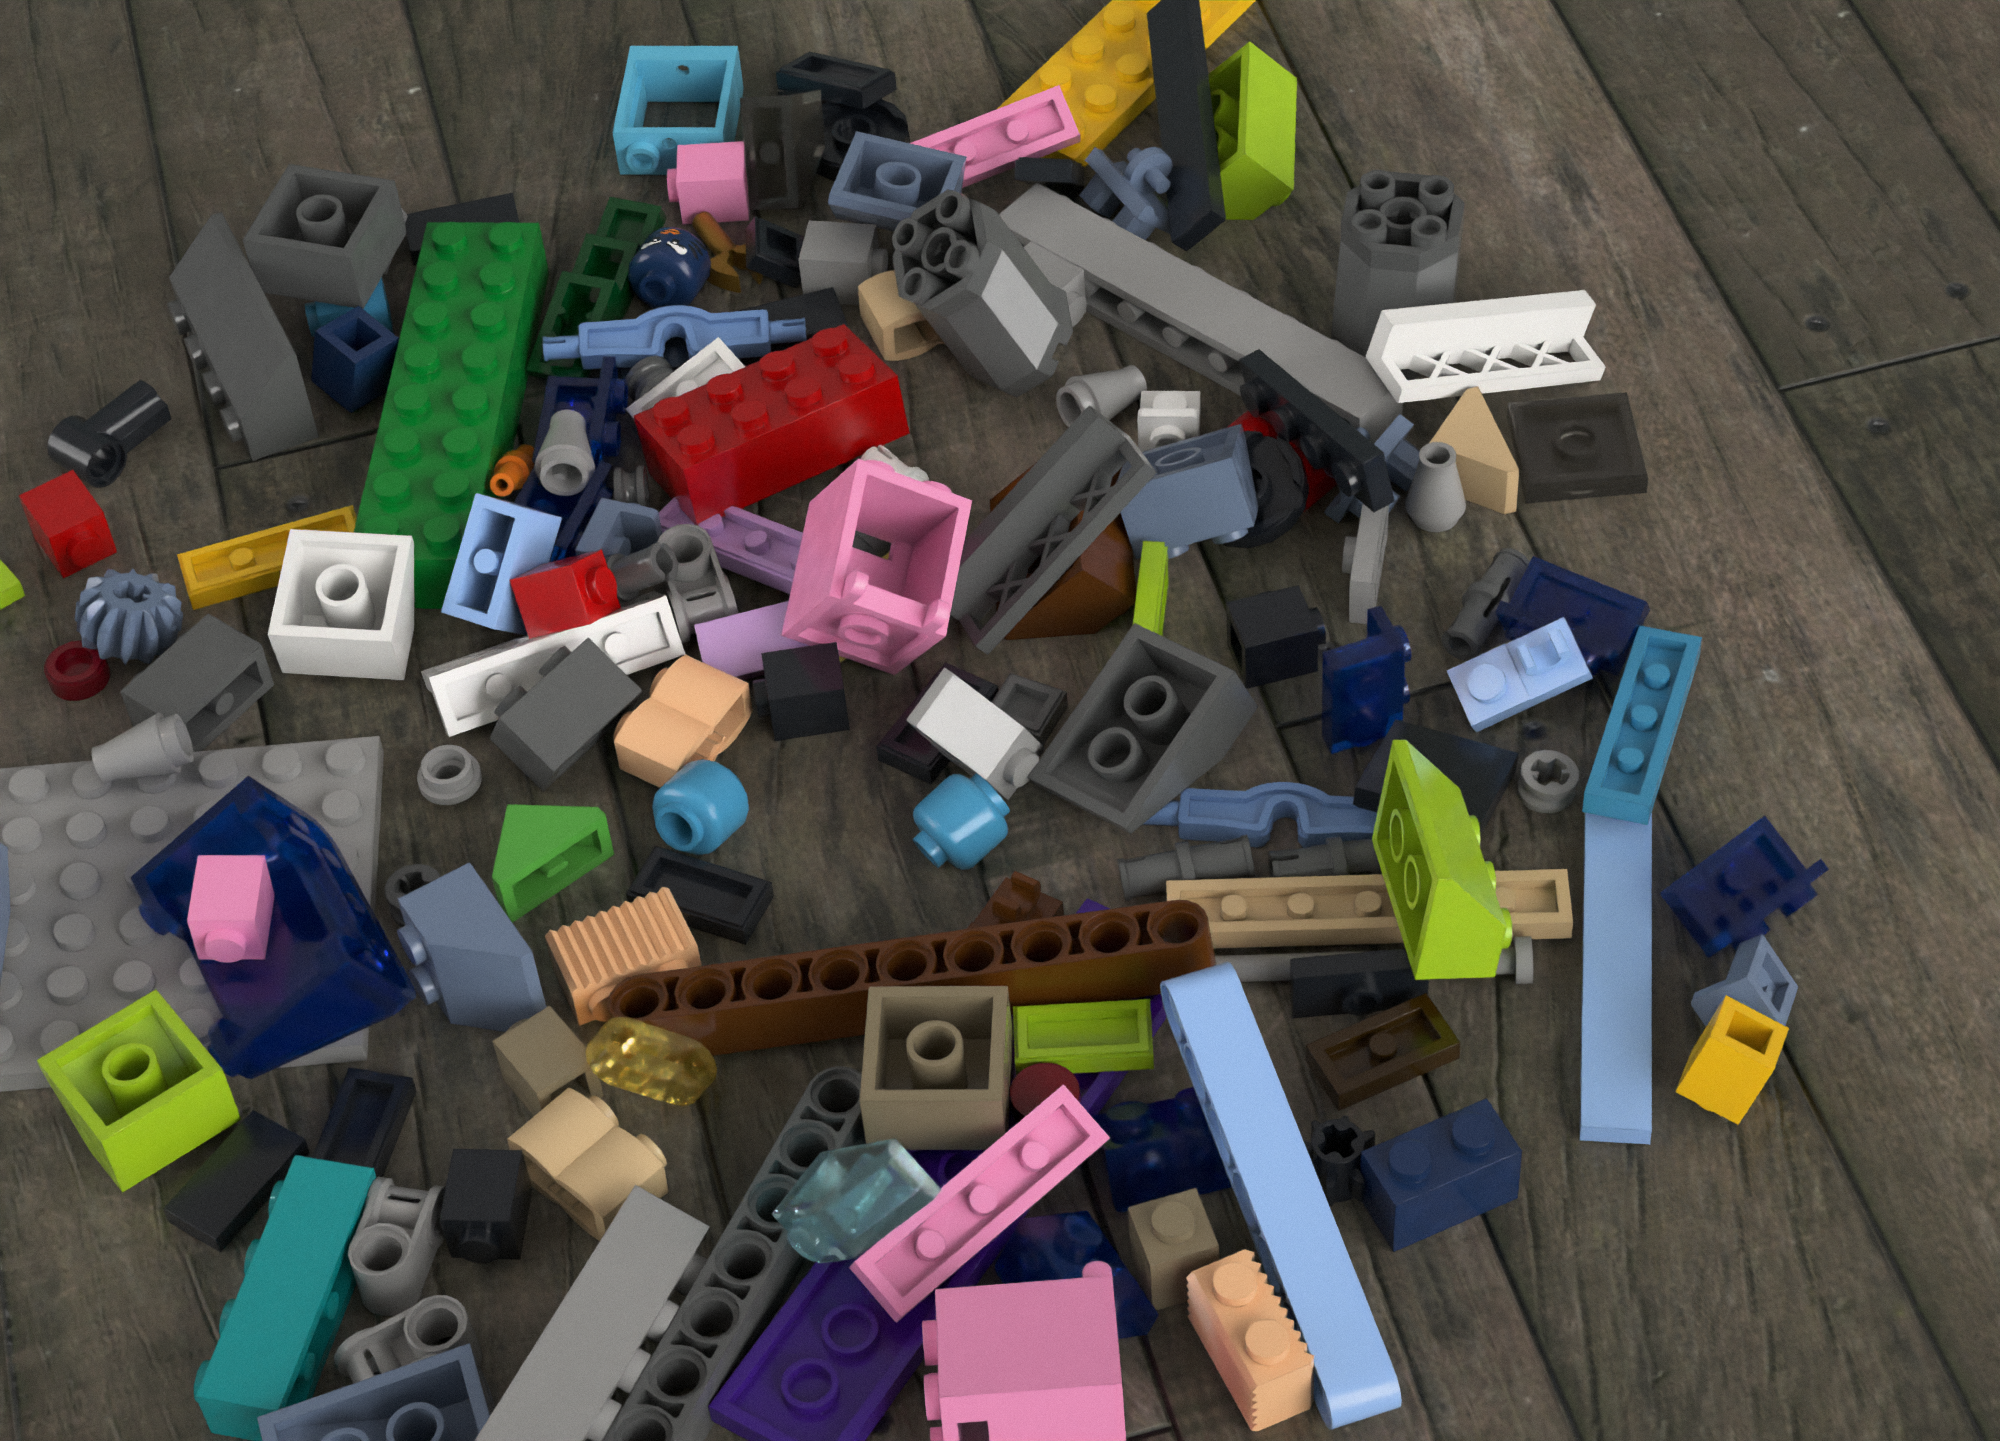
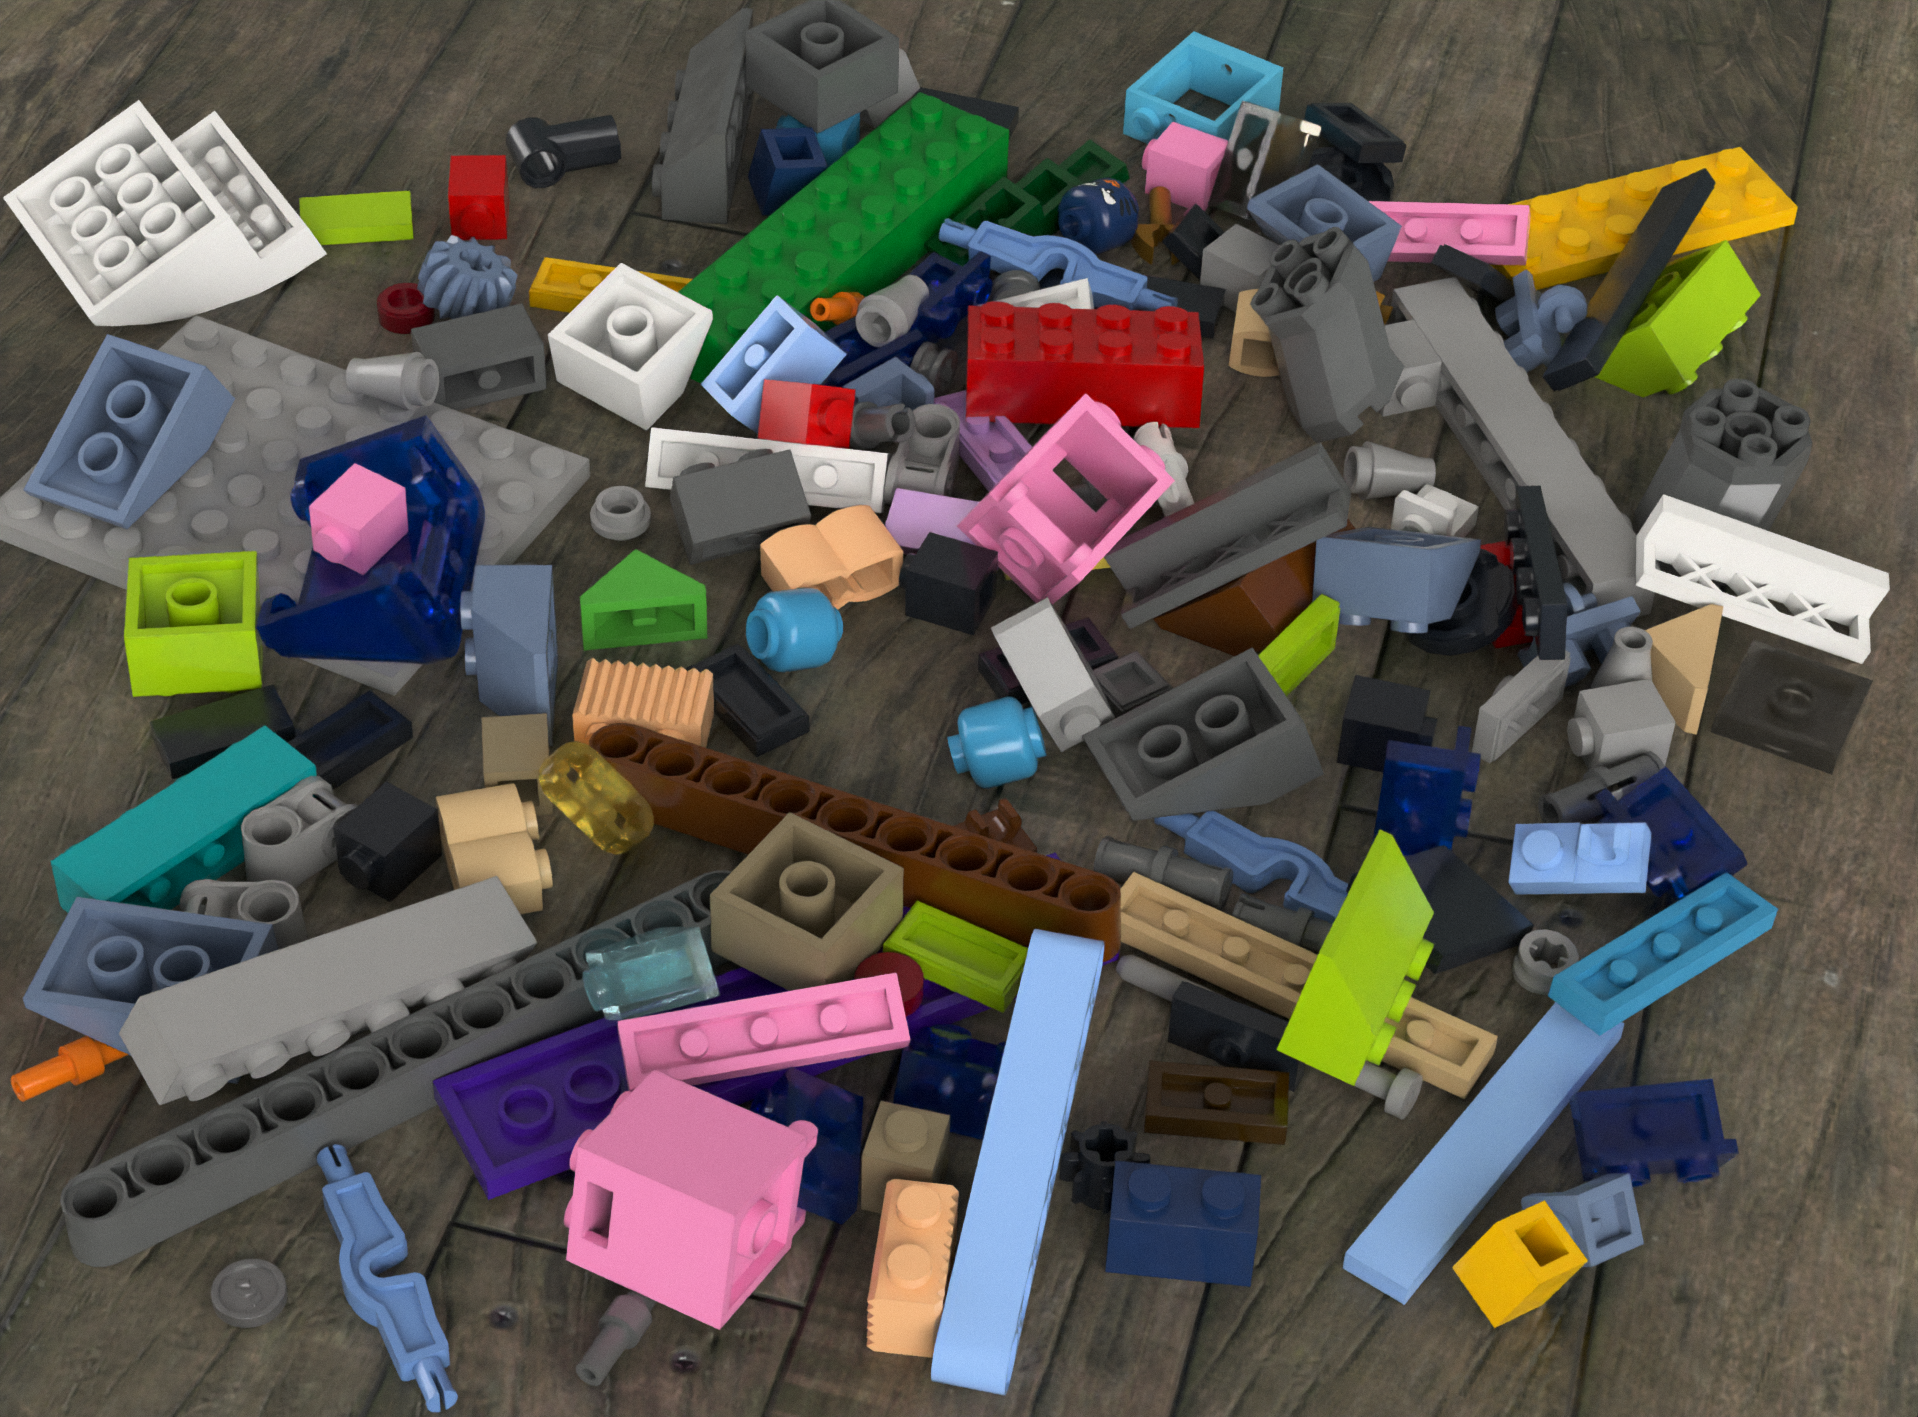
camera: 25 degrees right, 5 degrees down
(1463, 537) = (1620, 724): none -> light grey brick

